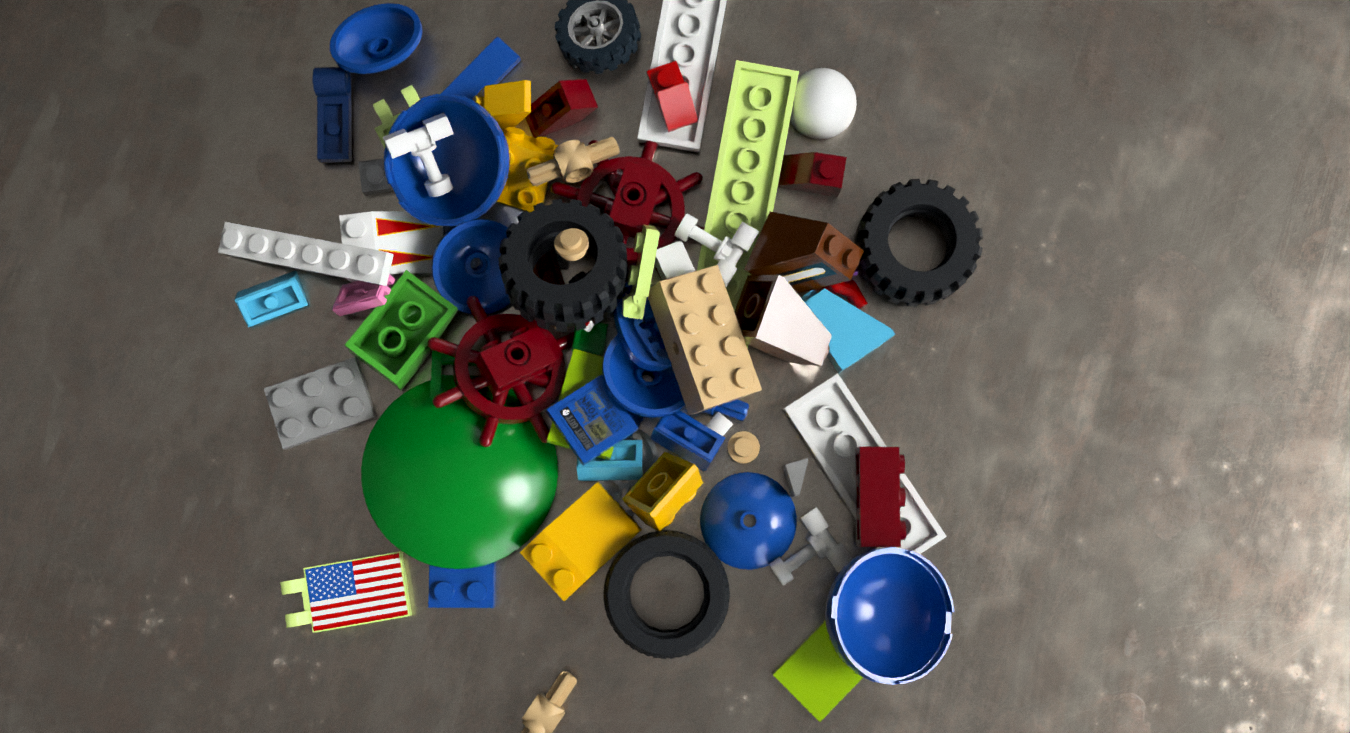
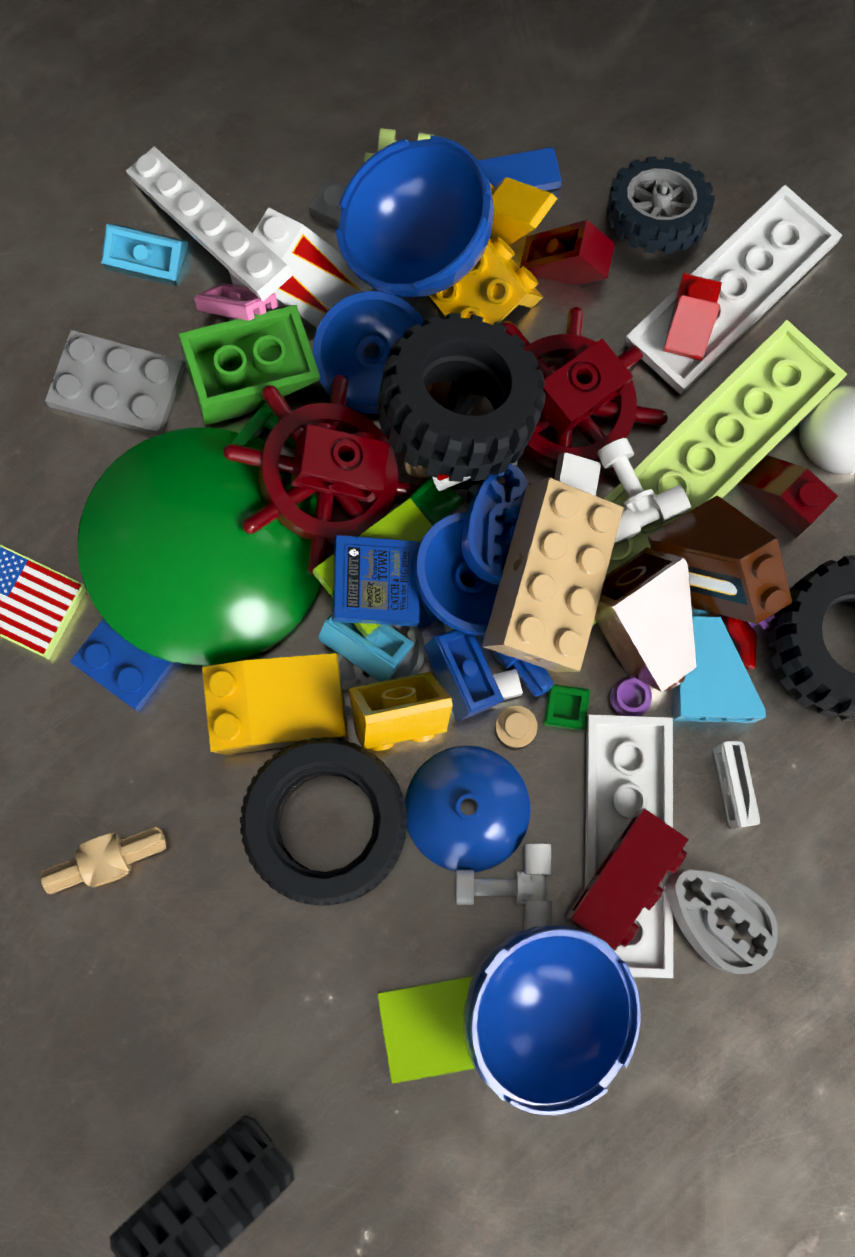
camera: 30 degrees right, 5 degrees down
(334, 114) = (337, 114): dark blue plate -> none
(376, 38) = (429, 69): blue dish -> none
(421, 143) = (401, 183): white bar -> none
(571, 244) = (483, 374): tan plate -> none
(573, 161) = (544, 309): tan axle -> none
(641, 274) = (533, 461): yellowish green hinge -> none
(766, 412) = (566, 707): none -> green tile
(794, 475) = (551, 792): light grey slope -> none
(802, 378) = (630, 697): none -> medium lavender plate
(906, 387) = (736, 784): none -> white slope
(957, 463) = (740, 906): none -> light grey piece

